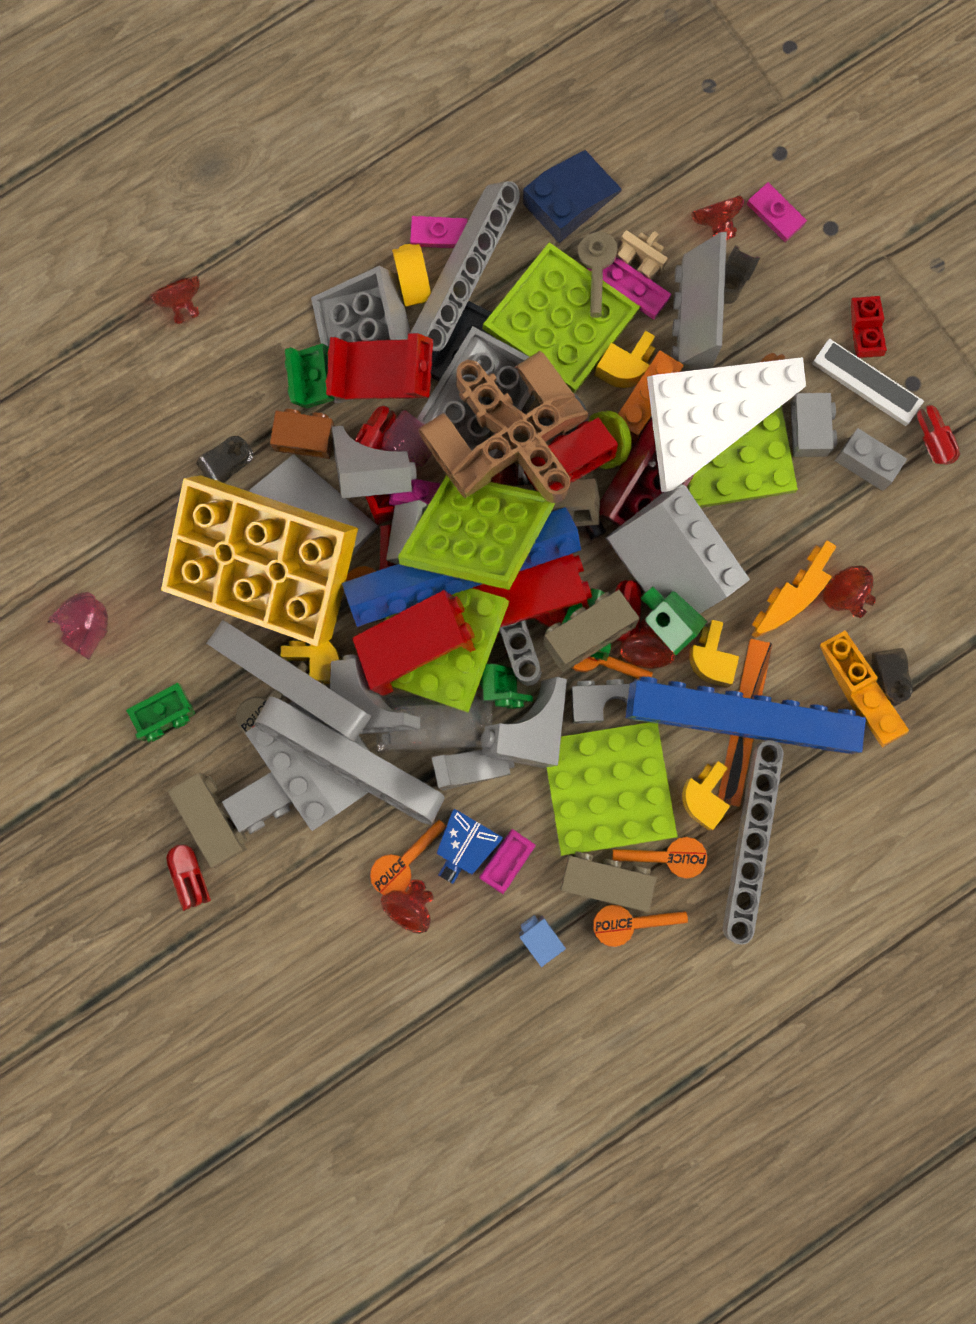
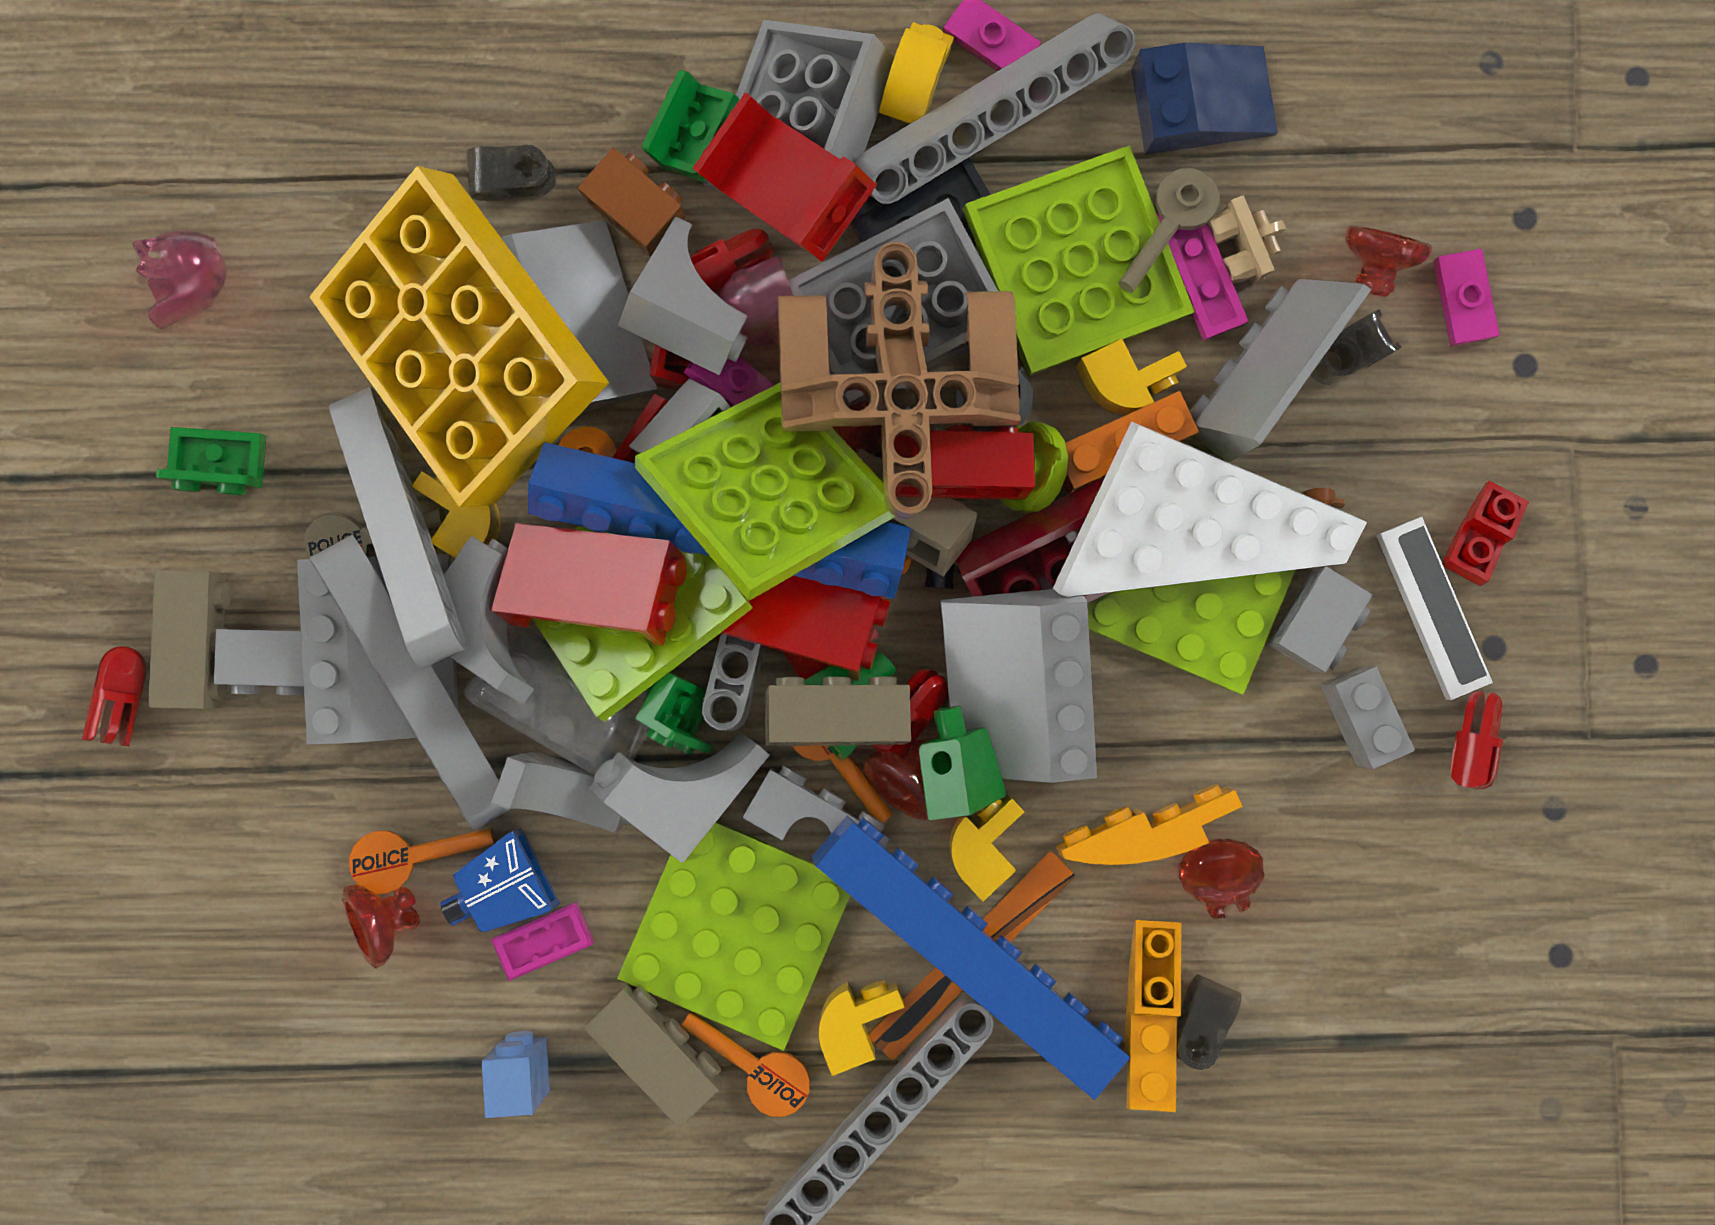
camera: 25 degrees right, 5 degrees up
(615, 925) = (630, 1115): orange piece -> none

